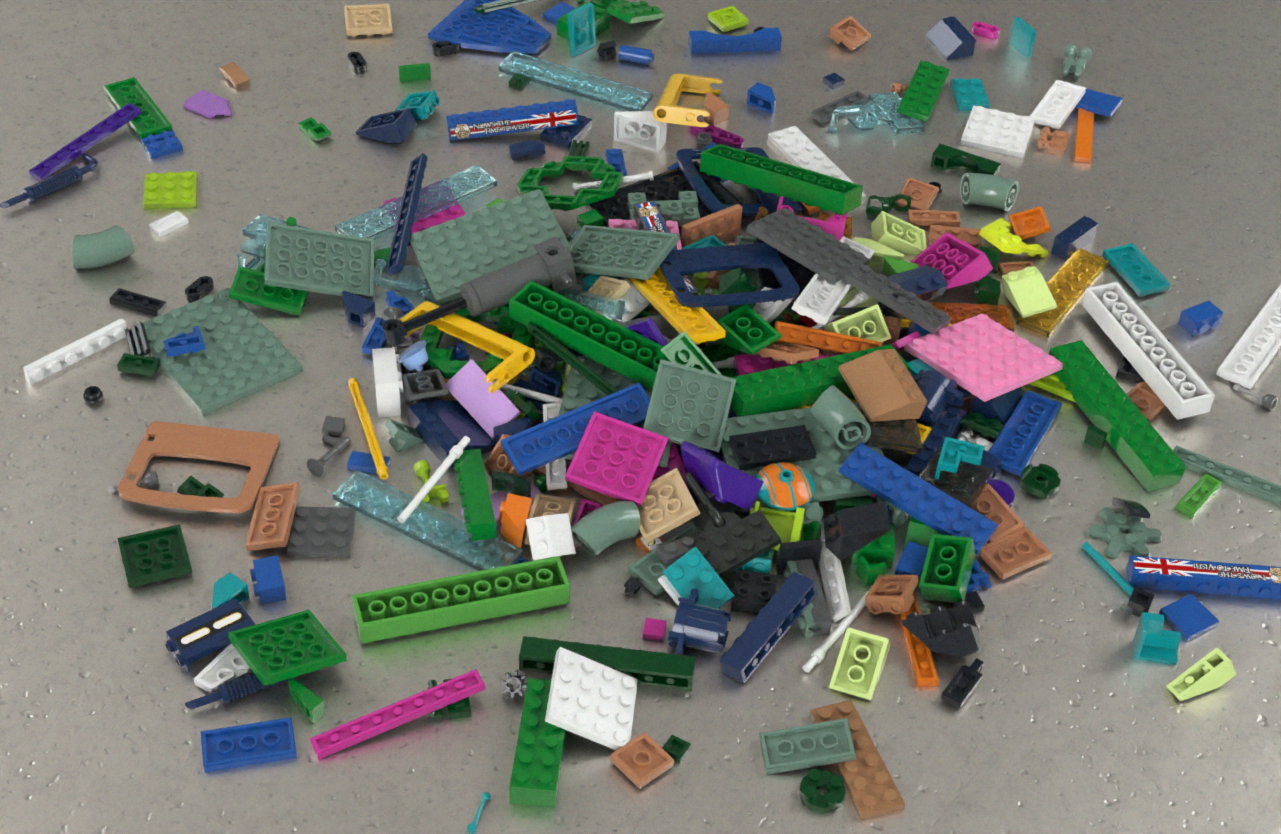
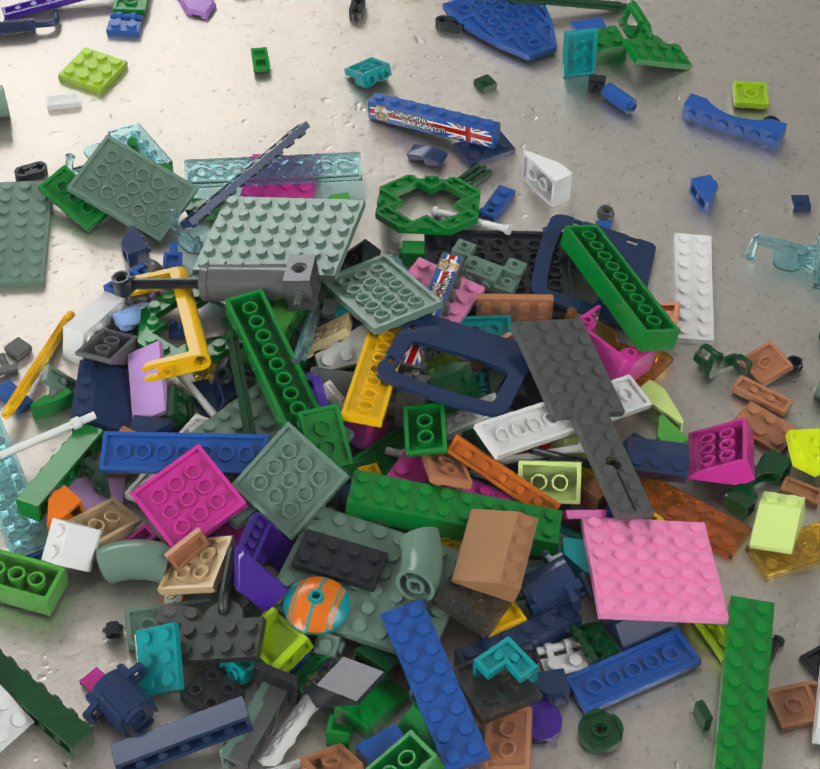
camera: 35 degrees right, 5 degrees up
(389, 127) = (323, 83): dark blue slope -> none
(411, 453) = (48, 407): none -> green slope
(414, 72) = (395, 37): green tile -> none
(422, 470) = (42, 453): lime bar -> none
(576, 82) = (537, 105): clear light blue plate -> none
(648, 494) = (187, 549): none -> nougat tile
(666, 108) = (569, 168): yellow piece -> none
(718, 109) = (642, 186): nougat slope -> none
(730, 139) = (626, 211): magenta beam -> none
(825, 112) = (790, 233): dark grey plate -> none
(898, 234) = (703, 398): yellowish green slope -> none

